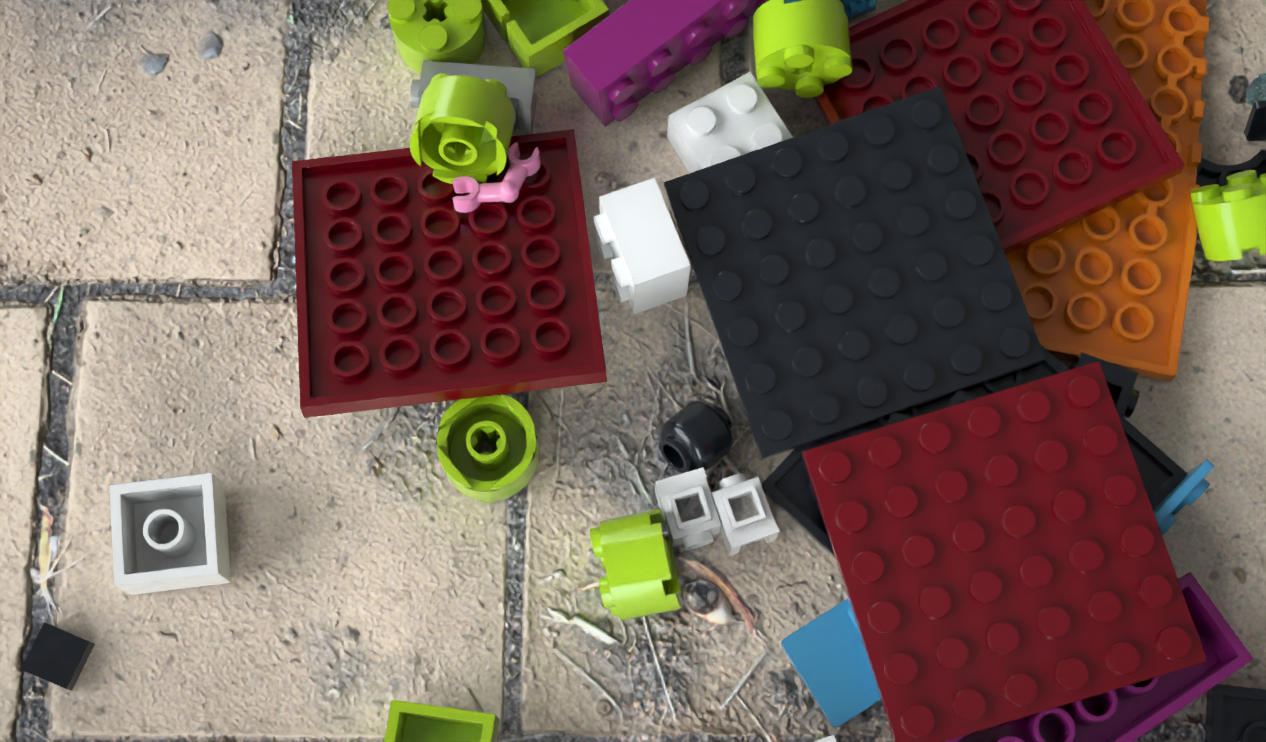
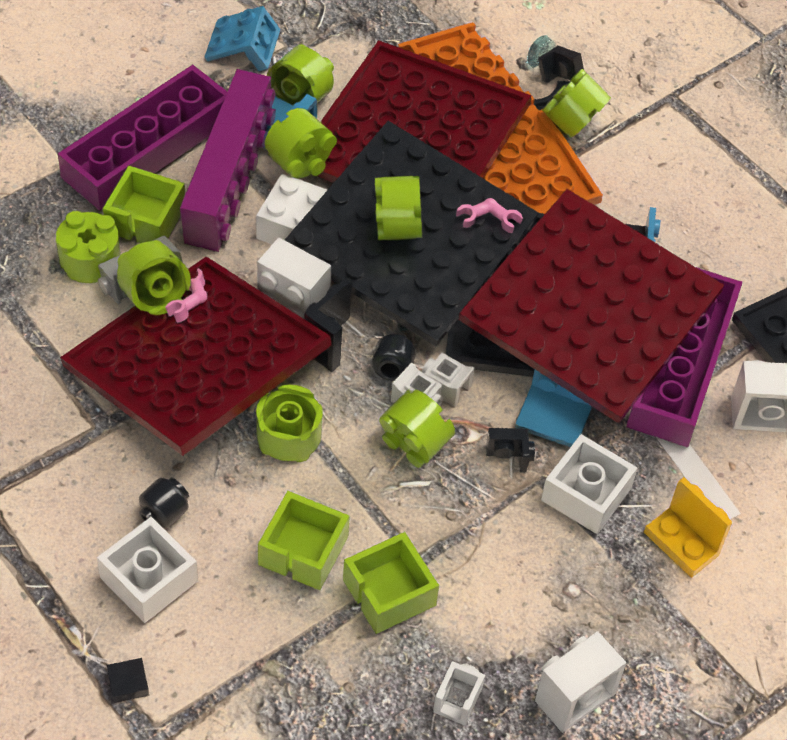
camera: 40 degrees left, 20 degrees down
(261, 451) = (164, 501): none -> black head
(380, 624) = (303, 540): none -> lime piece
(632, 326) = (329, 316): none -> black bracket
(743, 664) = (511, 443): none -> black bracket
(835, 243) = (398, 207): none -> lime brick
(974, 310) = (492, 207): none -> bright pink arm

